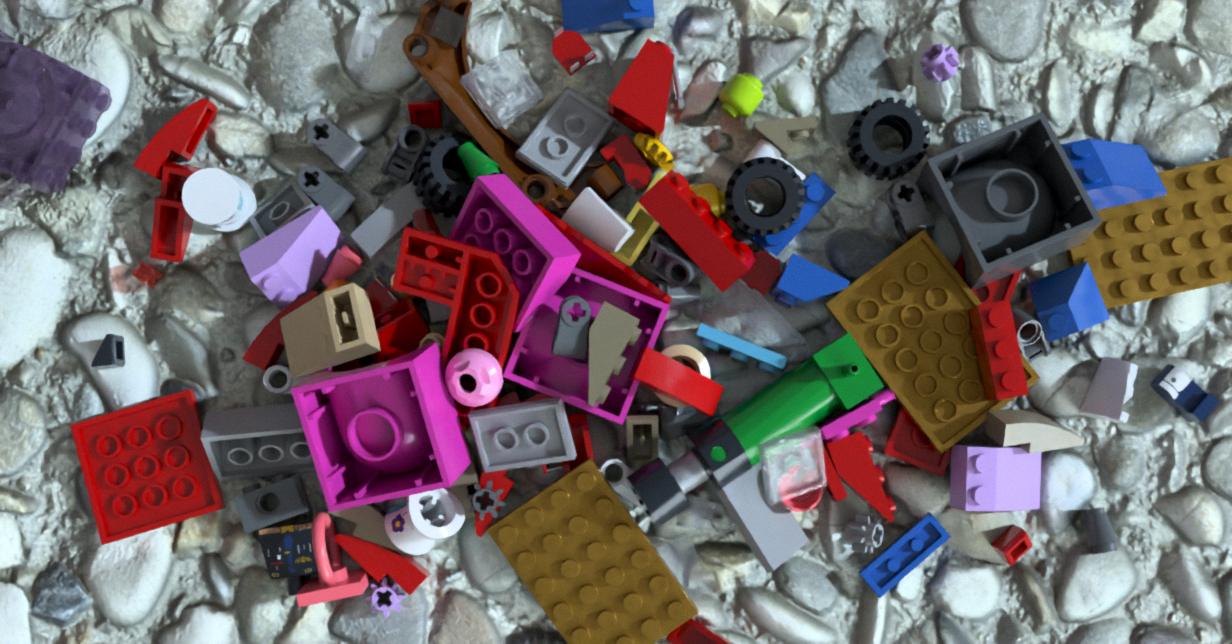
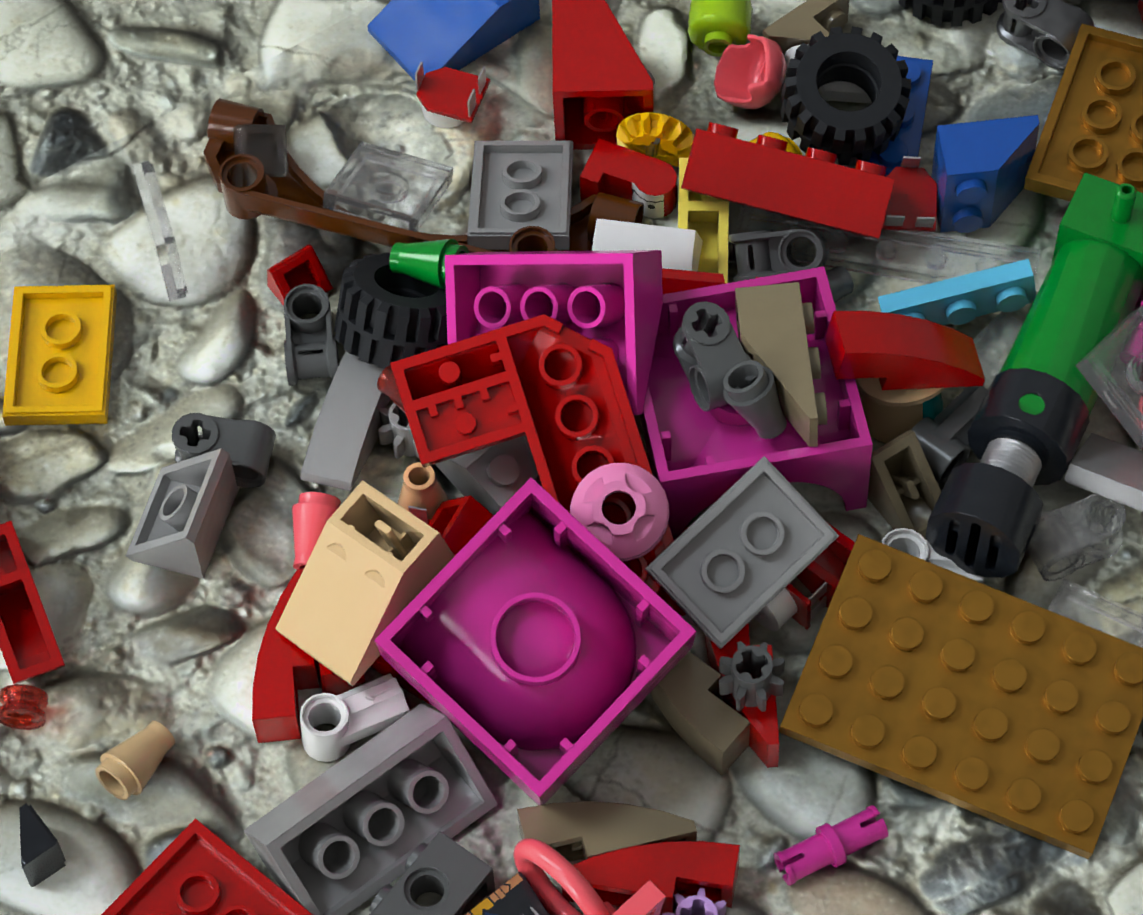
camera: 30 degrees left, 25 degrees down
(182, 337) = (132, 763): none -> tan cone
(218, 199) = (73, 537): white hat -> none
(283, 79) = (60, 355): none -> yellow tile
(293, 256) = (236, 544): lavender slope -> none
(338, 147) = (201, 383): flat silver piece -> none
(424, 519) = (677, 762): white hat -> none
(477, 595) = (830, 845): none -> dark pink pin
(573, 366) = (754, 396): none -> dark grey cone
(732, 141) = (750, 73): none -> coral hair

